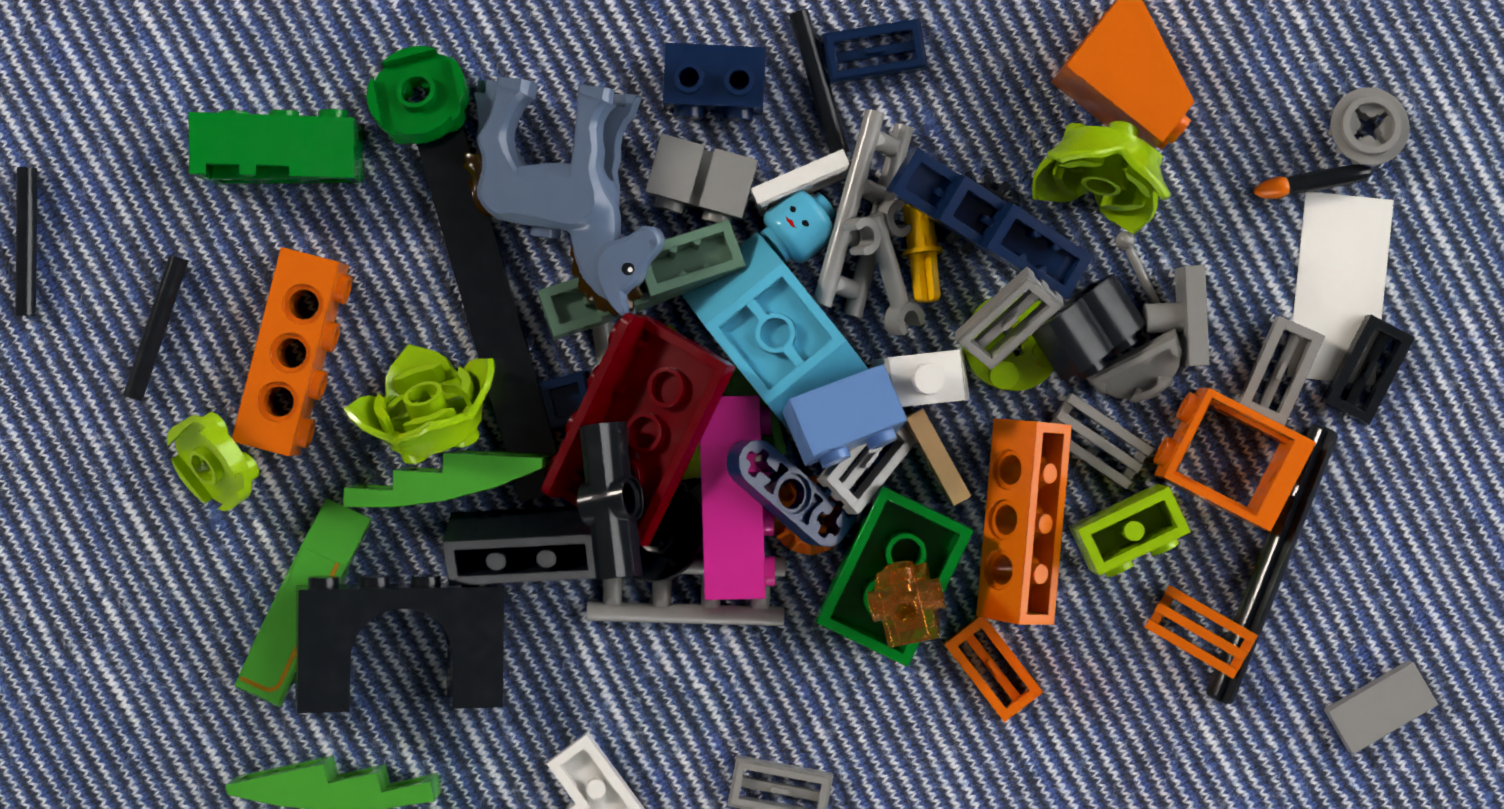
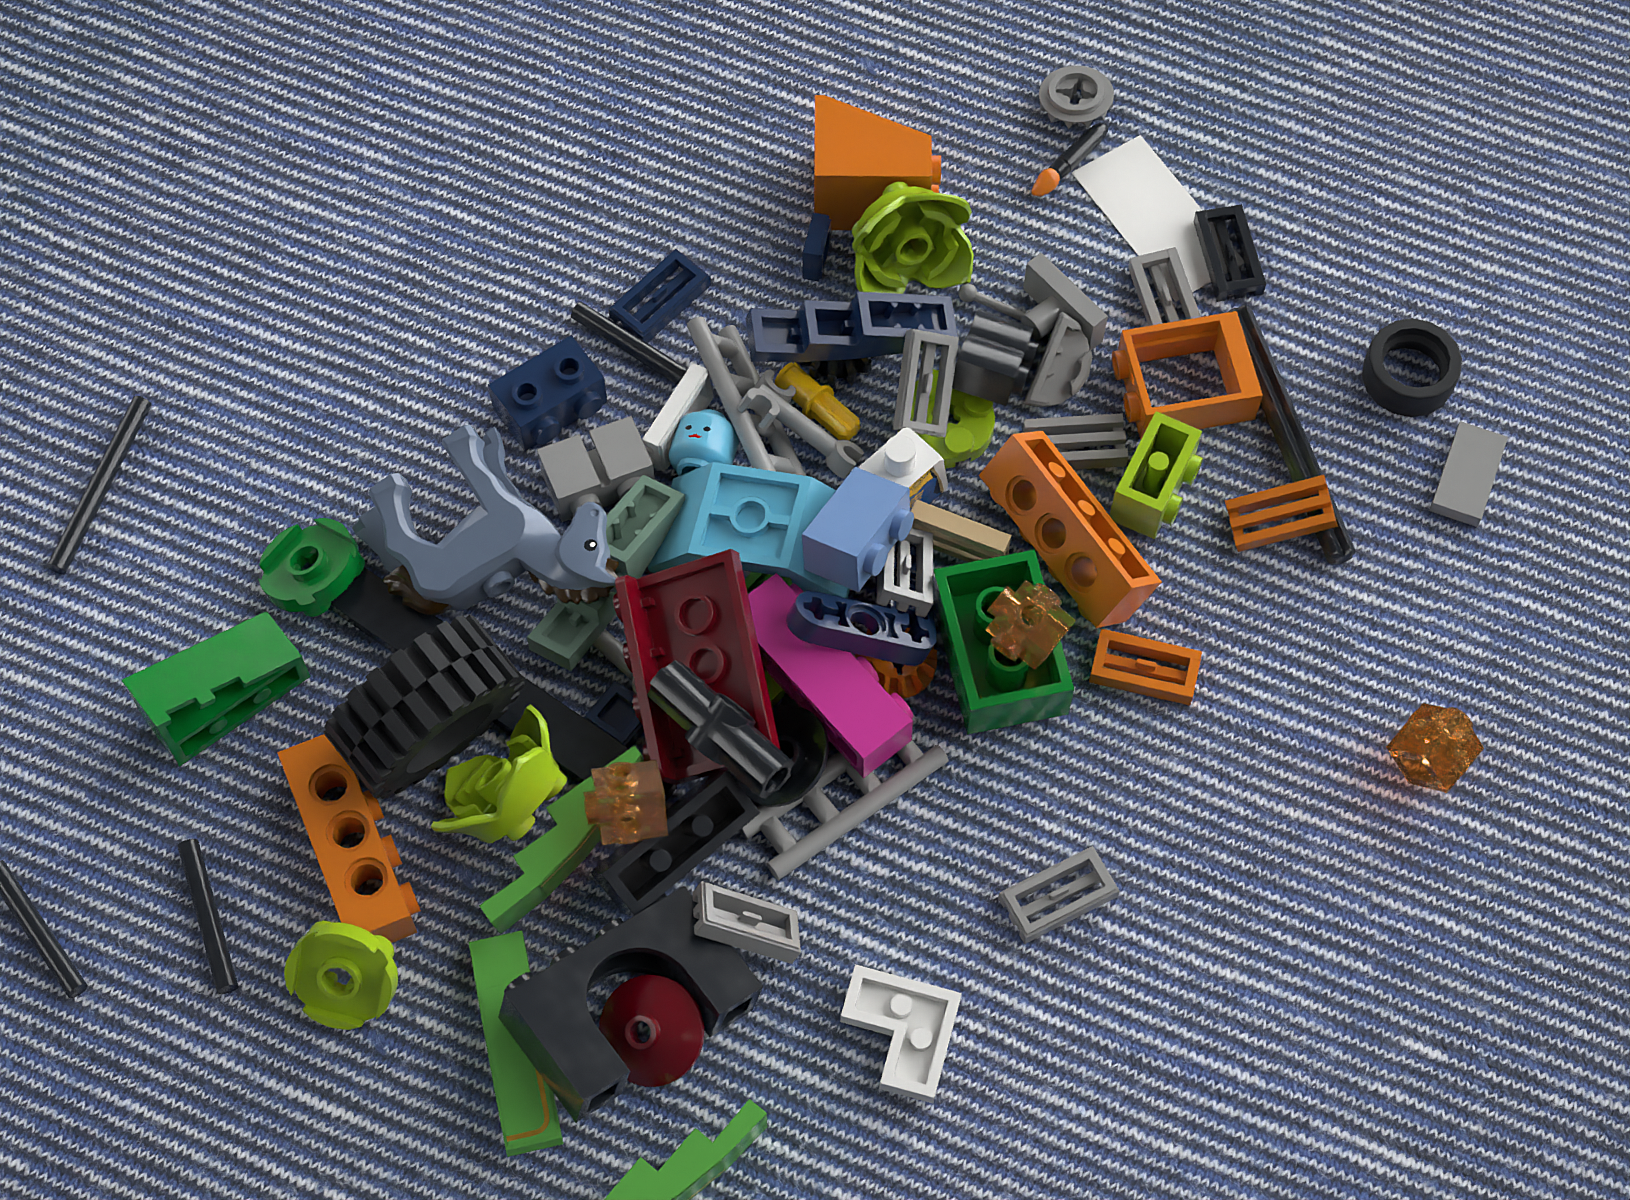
camera: 35 degrees left, 25 degrees down
(402, 312) = (423, 706): none -> black tyre
(420, 667) = (674, 1027): none -> dark red dish
(494, 509) = (627, 802): none -> clear orange brick
(502, 624) = (746, 922): none -> light grey tile
(1033, 108) = (816, 247): none -> dark blue tile
(1455, 598) = (1418, 336): none -> black tyre

